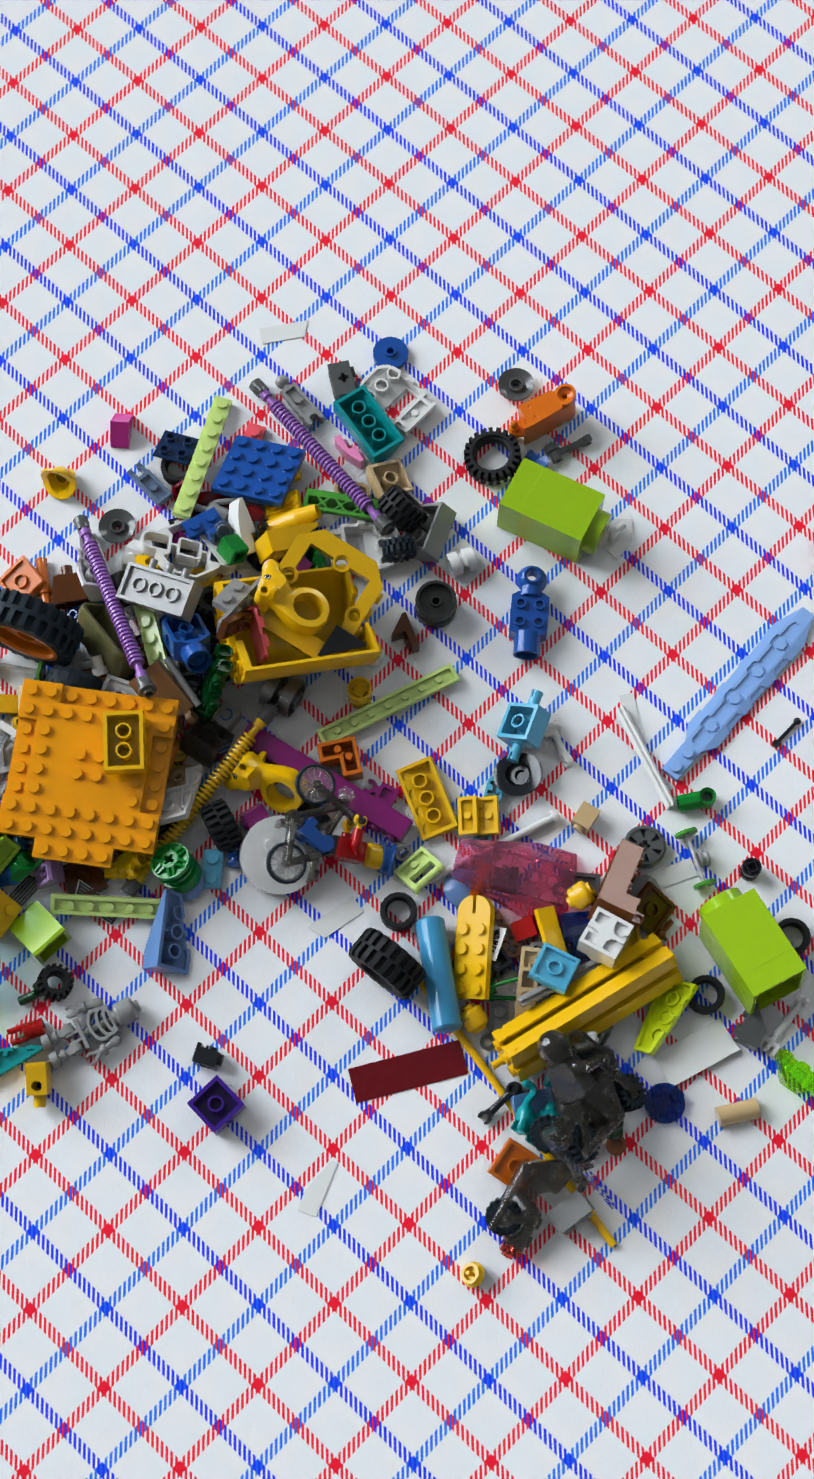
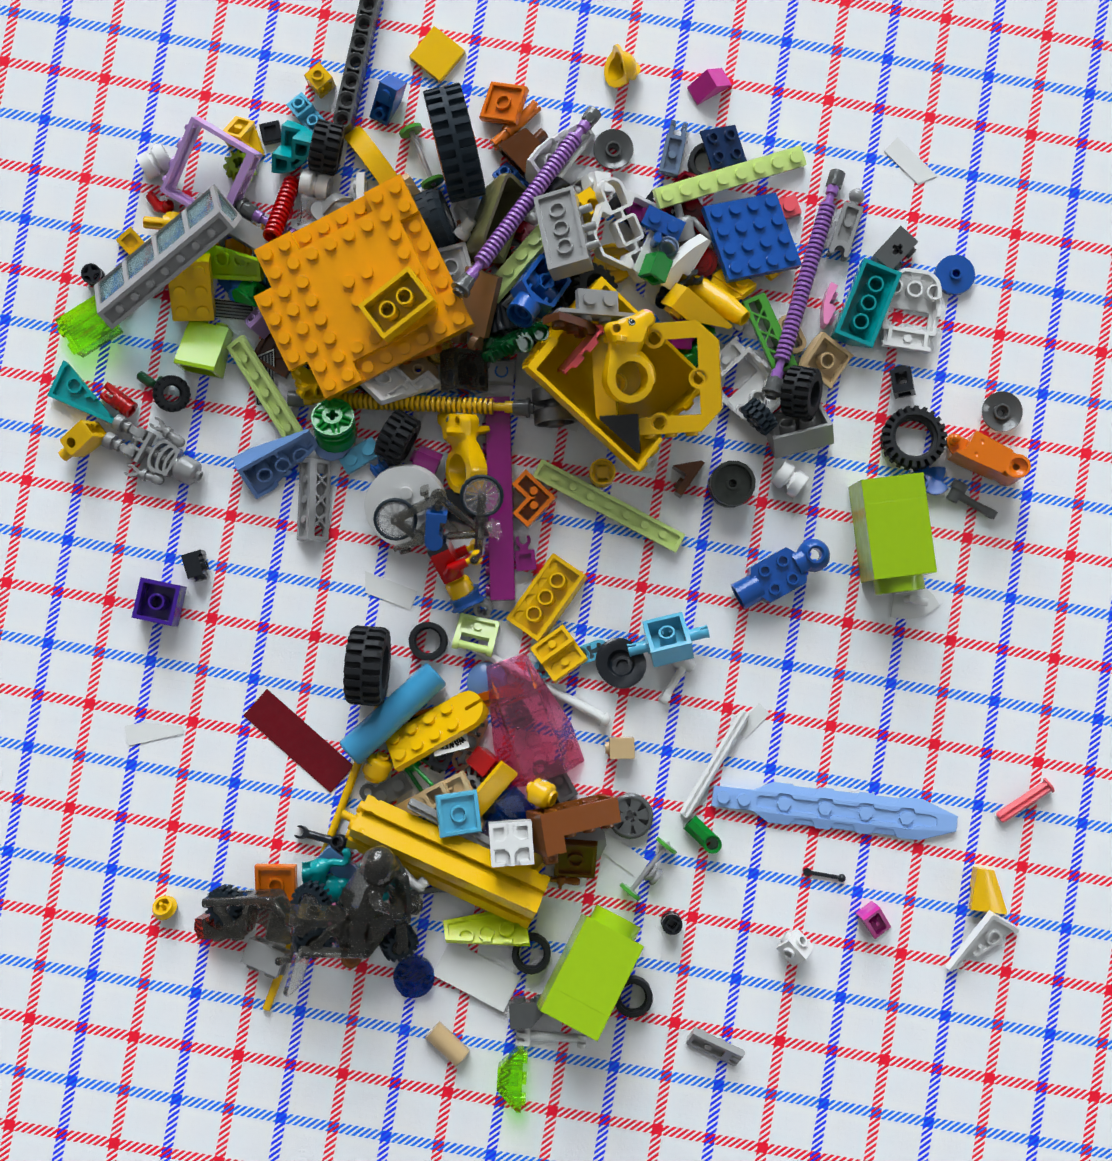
camera: 55 degrees right, 15 degrees up
(183, 683) = (499, 313): light grey bar -> none
(219, 930) = (309, 499): none -> light grey fence
(451, 439) = (905, 389): none -> black brick

